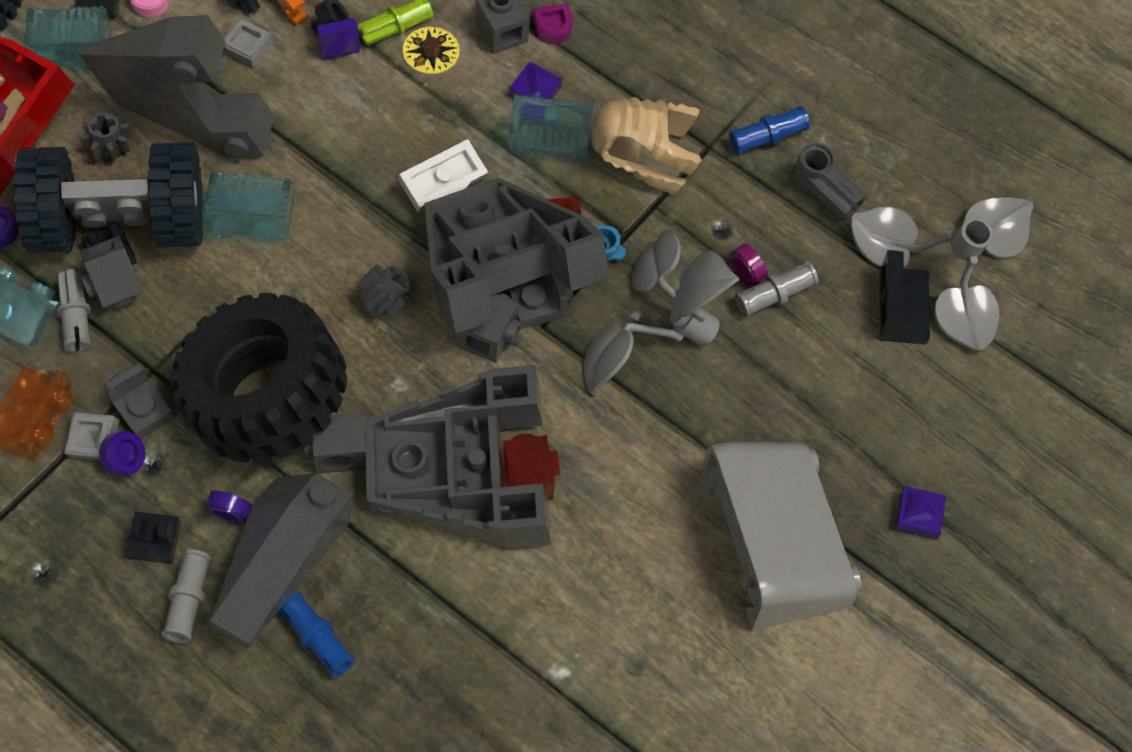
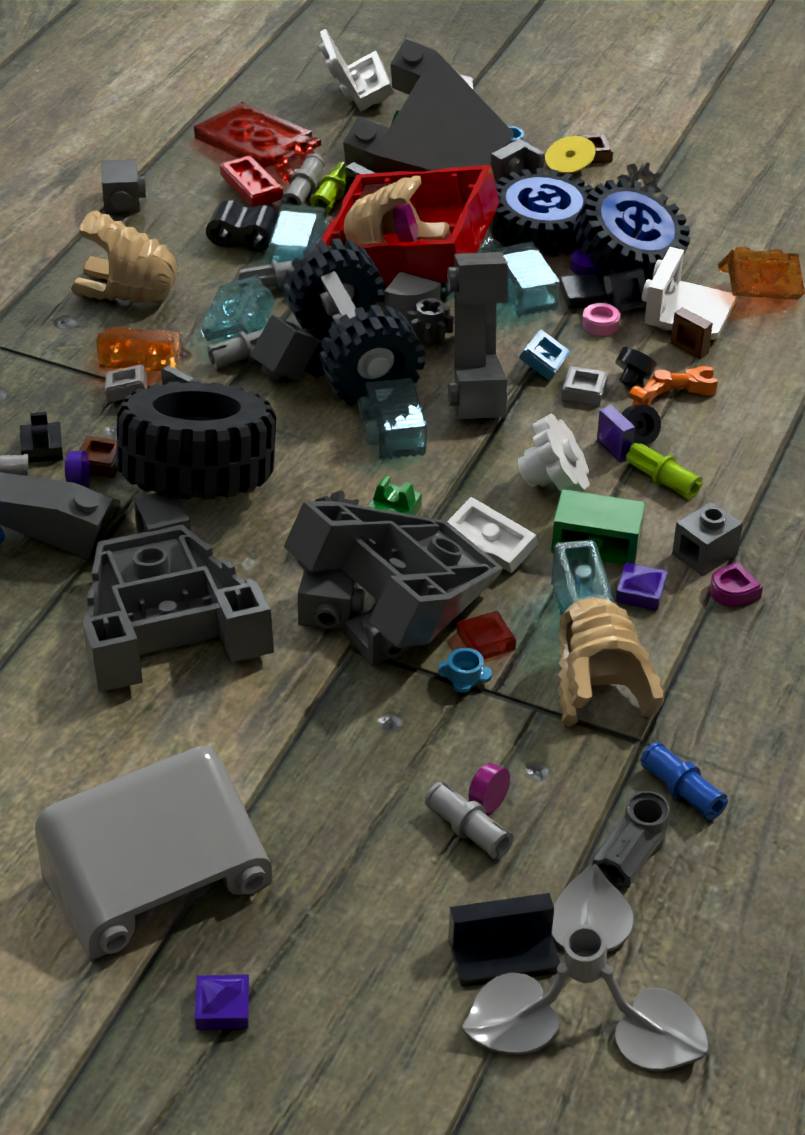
camera: 80 degrees right, 20 degrees down
(62, 131) = (408, 290): none -> light grey brick
(122, 453) = (108, 397): dark purple tile -> none
(195, 483) = (101, 455): none -> reddish brown tile
(367, 243) = (396, 498): none -> green tile
(368, 95) = (554, 457): none -> white plant
(431, 50) = (660, 507): piece -> none
(461, 92) = (607, 520): none -> brick
(530, 462) = (173, 655): clear red brick -> none
(699, 284) = (390, 742): light grey plant -> none

